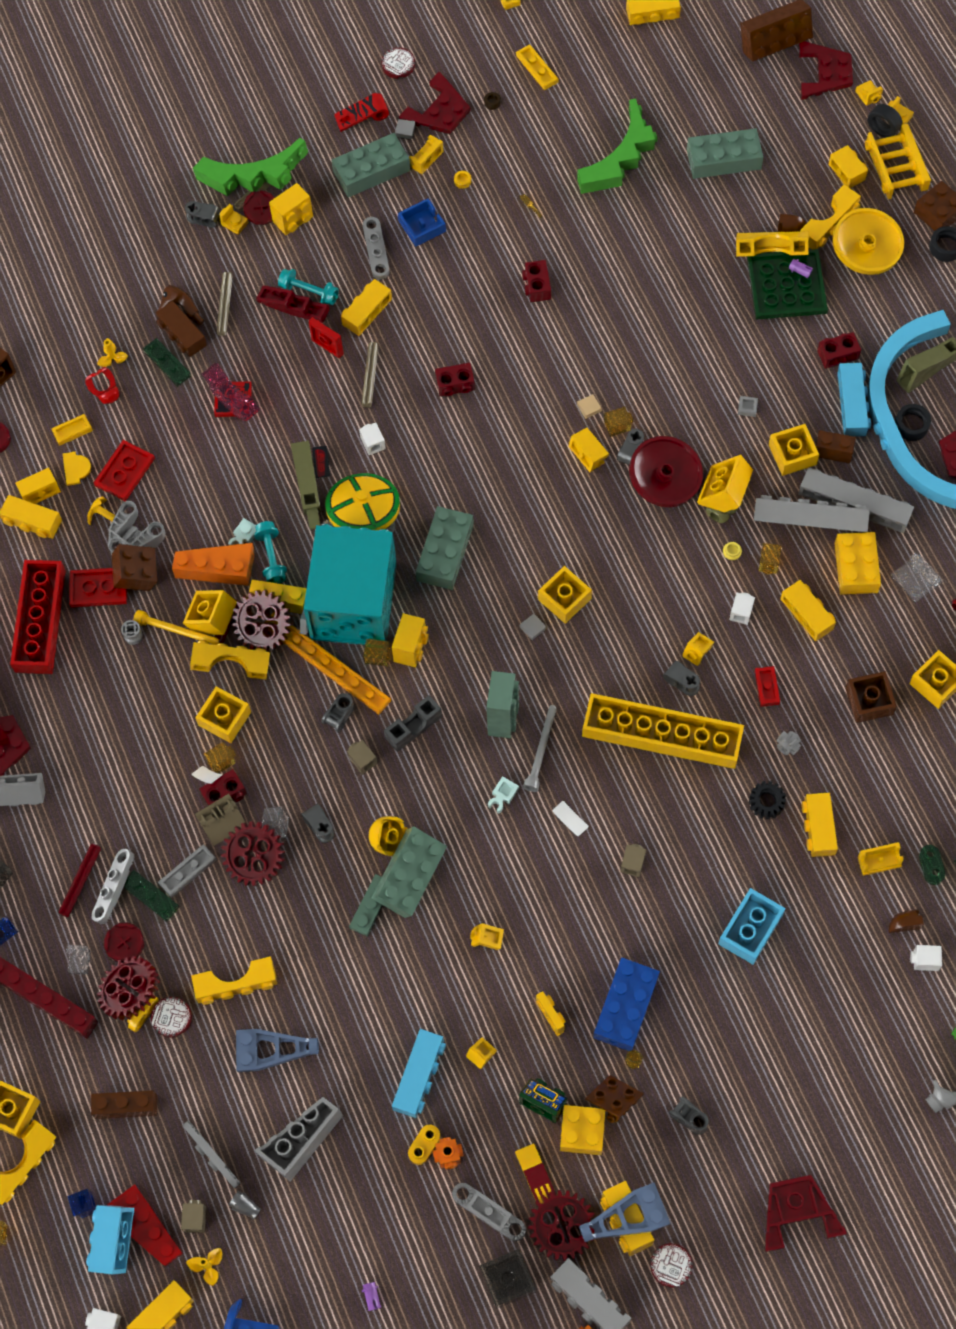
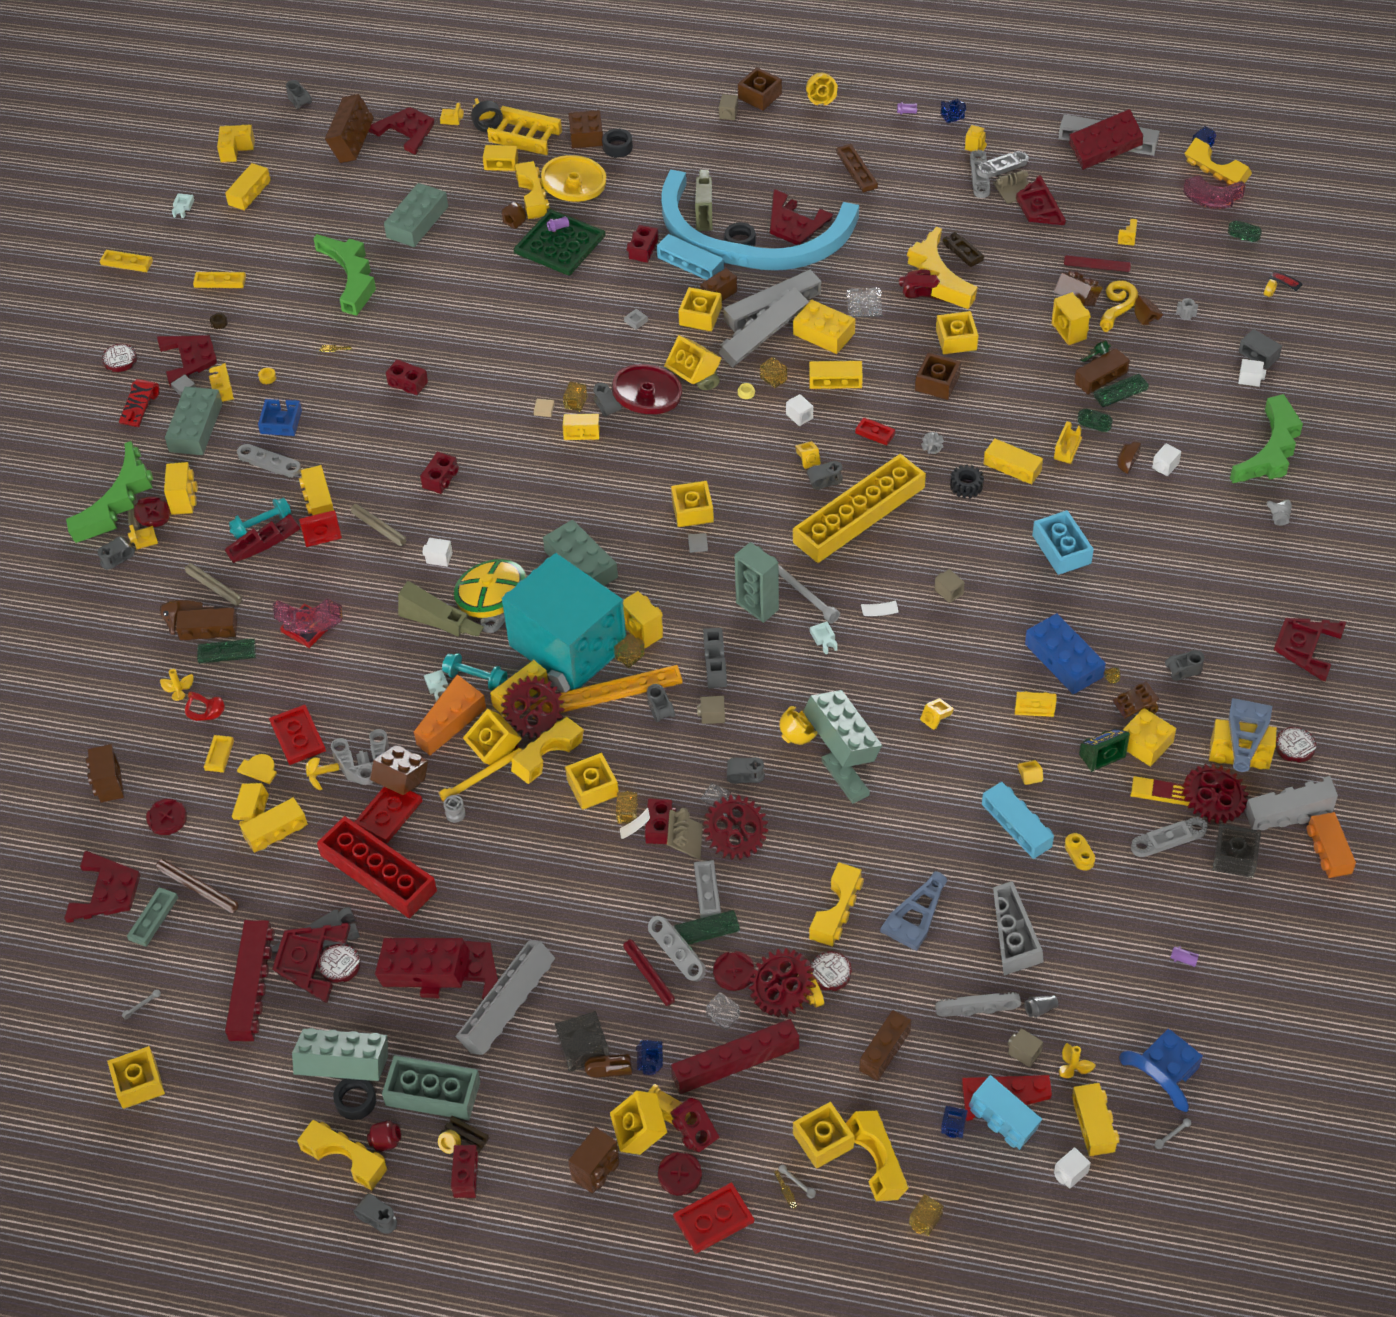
camera: 55 degrees left, 15 degrees down
(448, 1161) = (1101, 835): orange brick -> none
(788, 242) = (528, 219): yellow arch -> none

